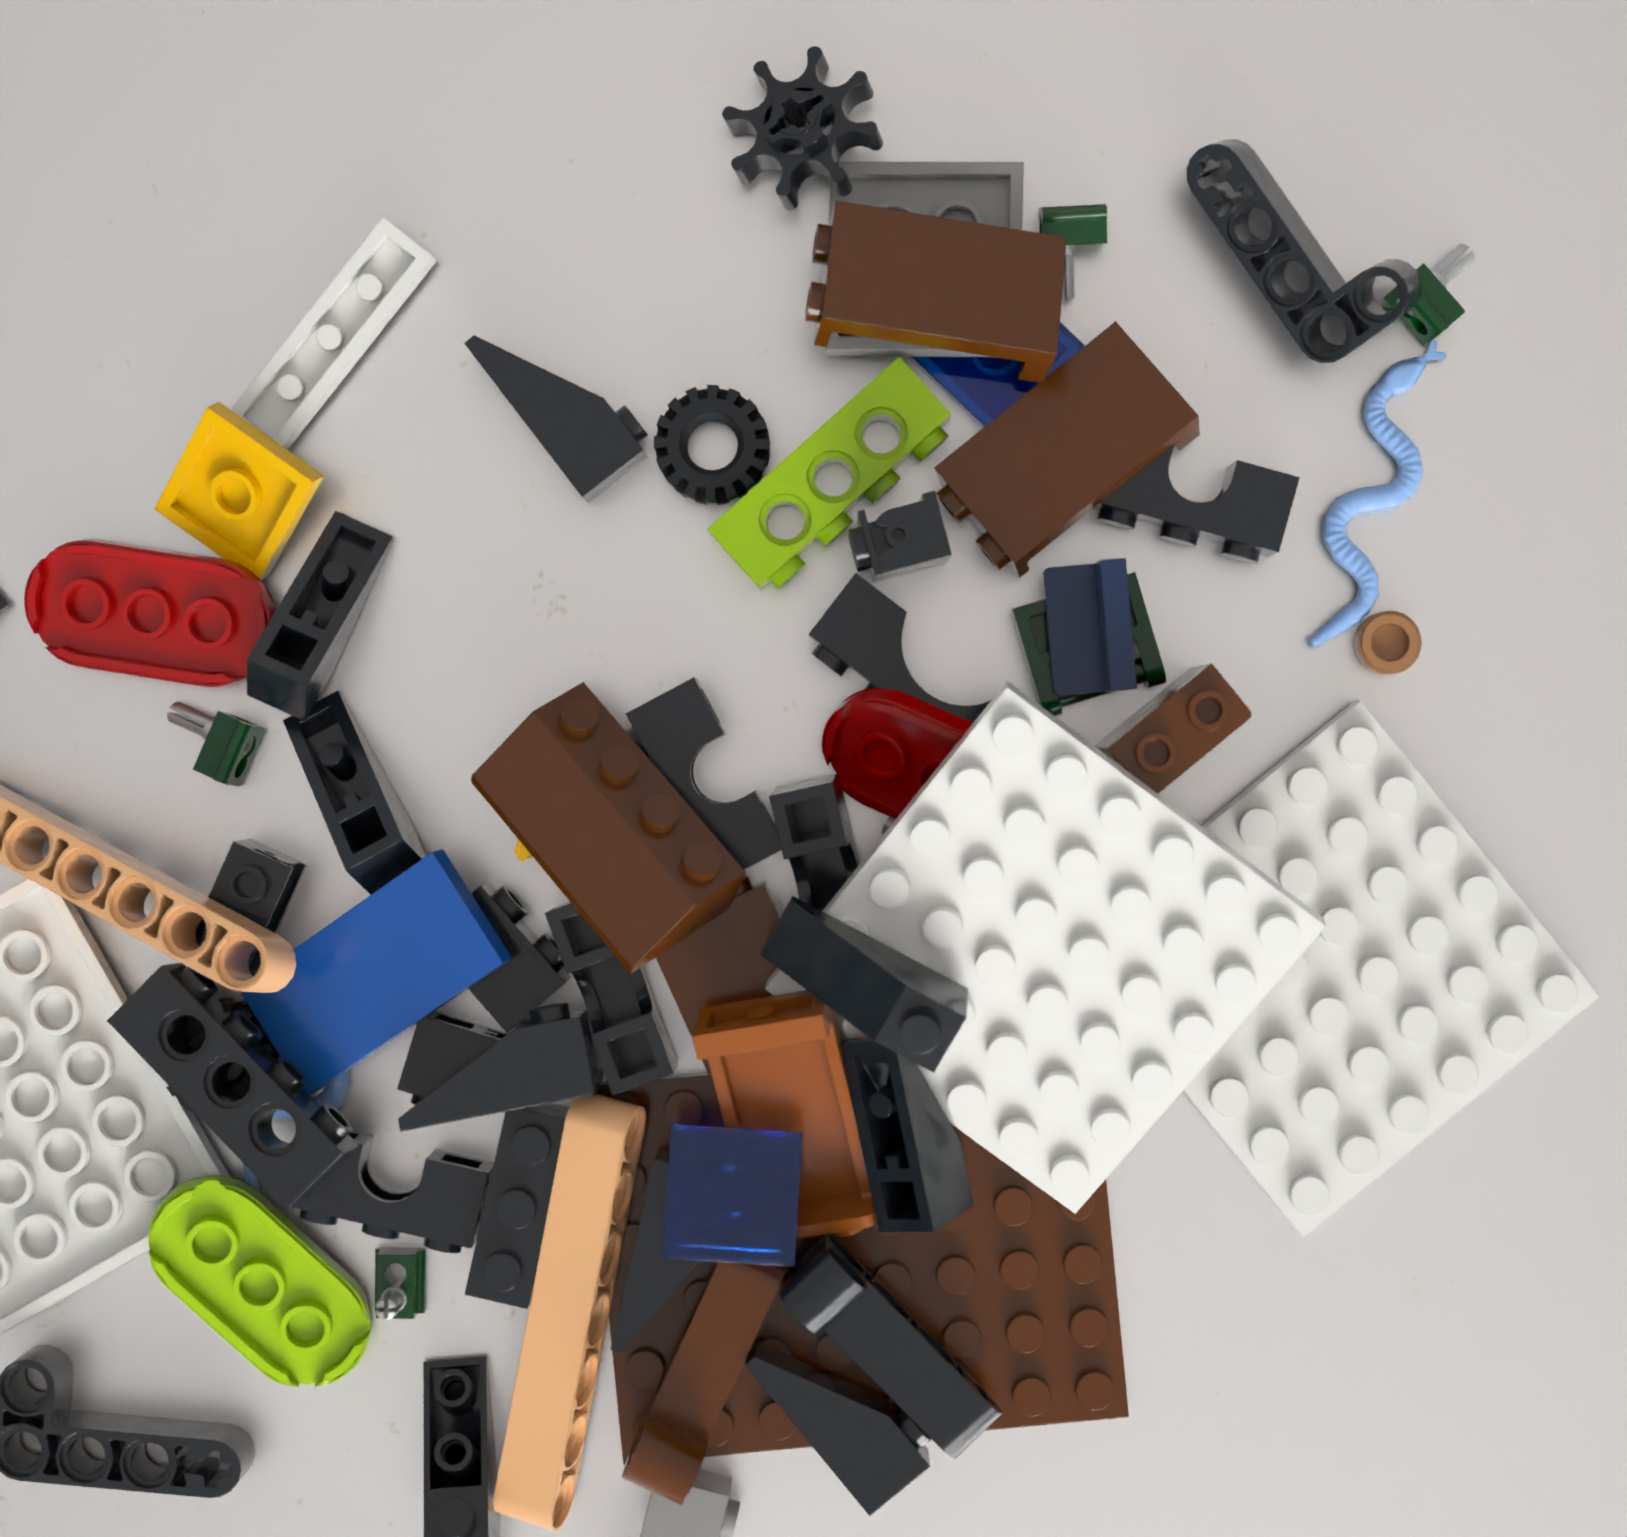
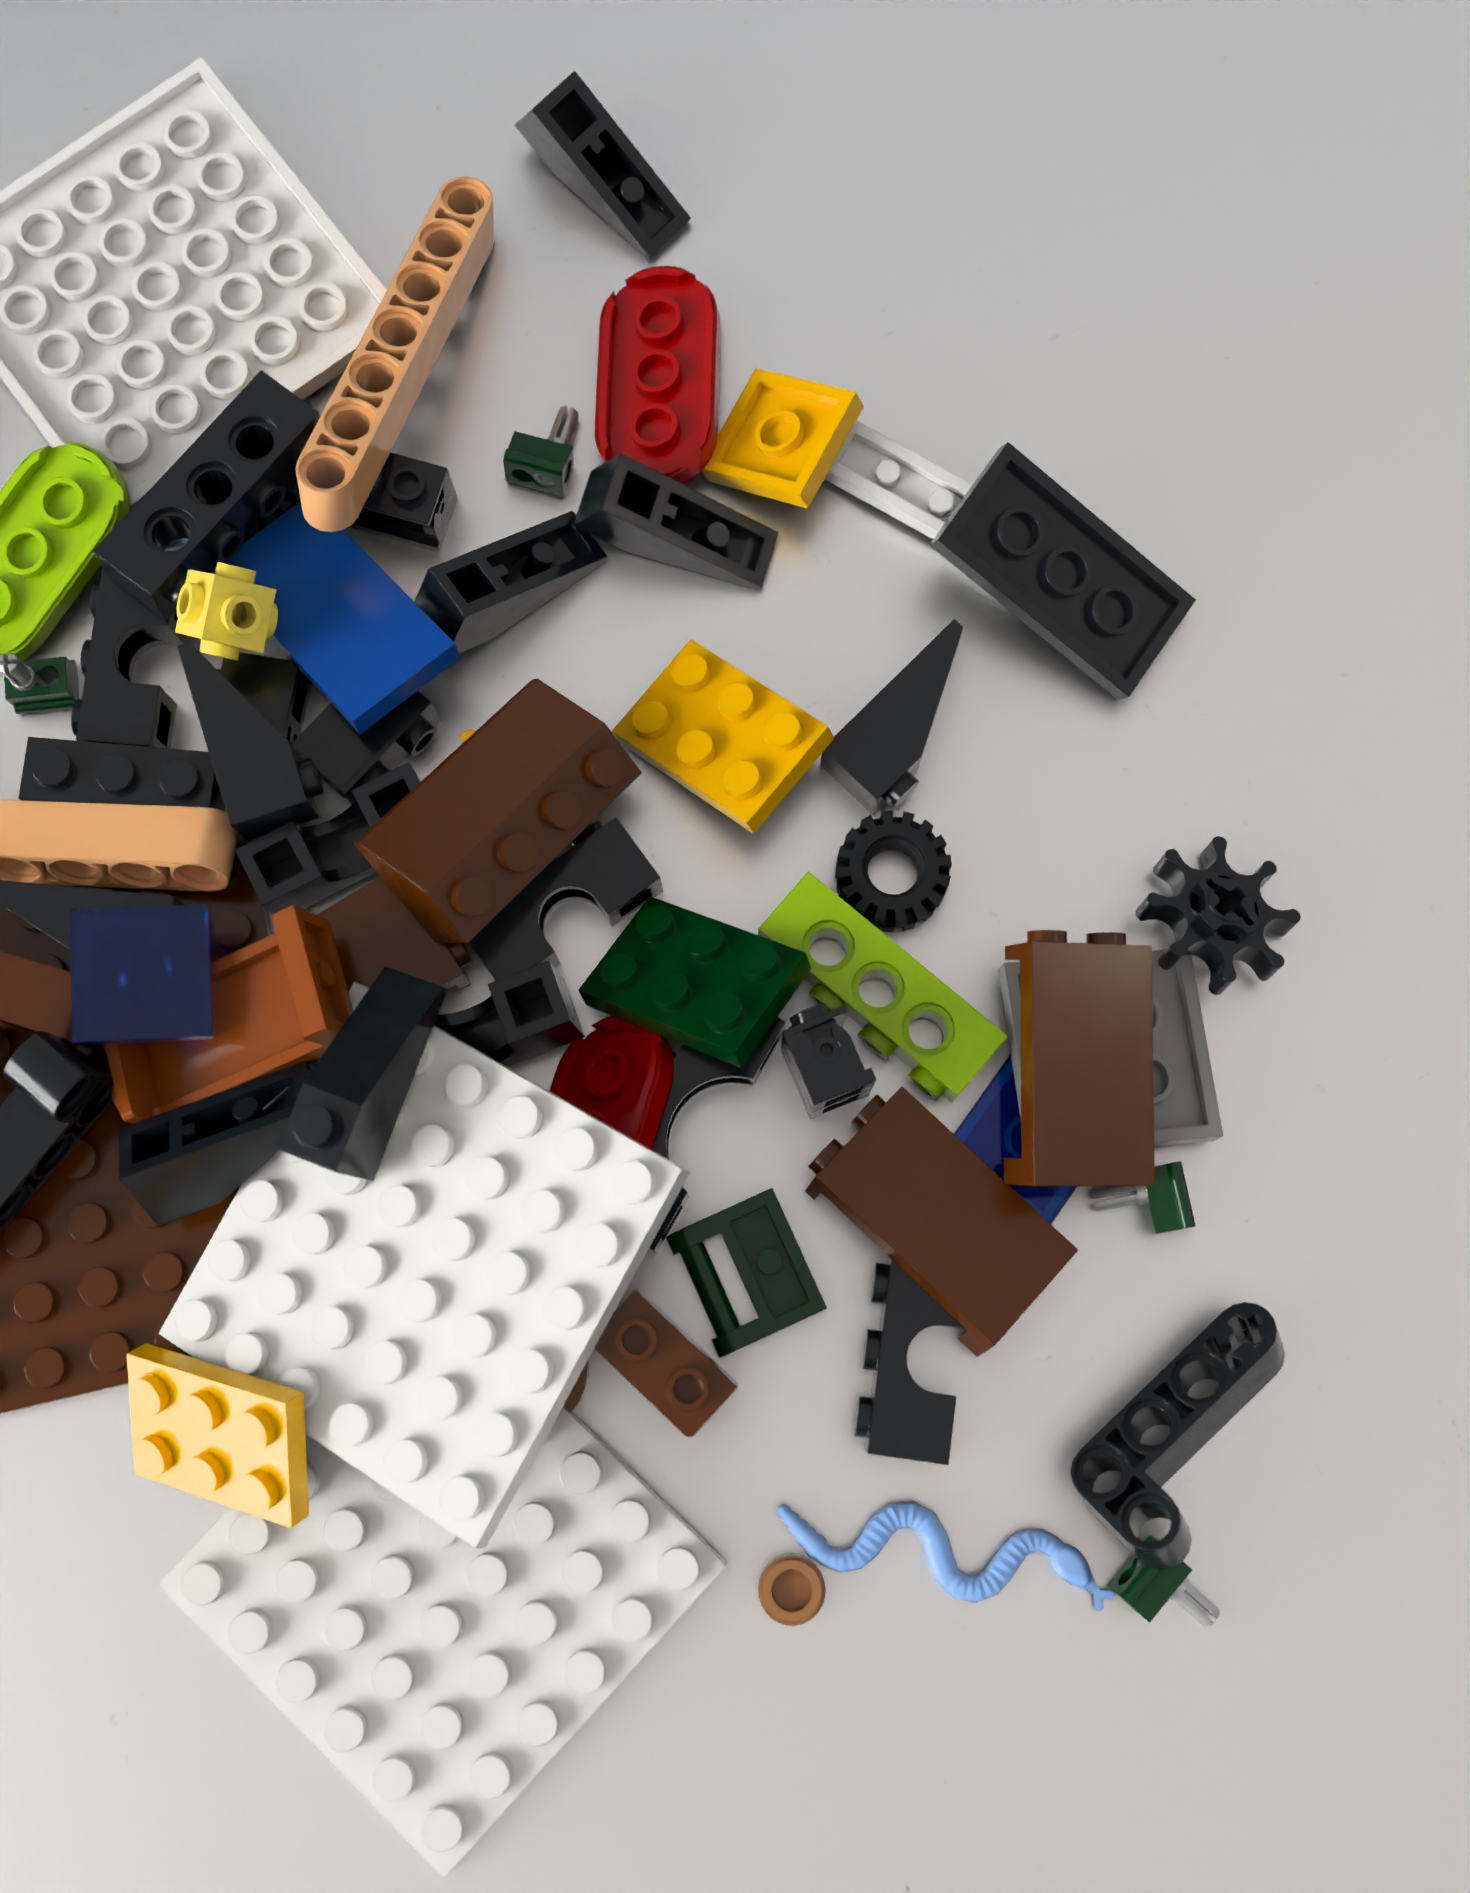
camera: 85 degrees right, 10 degrees down
(368, 1079) = (226, 611): none -> light yellow brick
(427, 224) = (1063, 571): none -> black plate
(551, 596) = (723, 735): none -> yellow plate
(803, 655) = (695, 980): none -> dark green plate
(1089, 628) = (761, 1265): dark blue panel -> none
(1178, 1163) = (219, 1434): none -> yellow plate

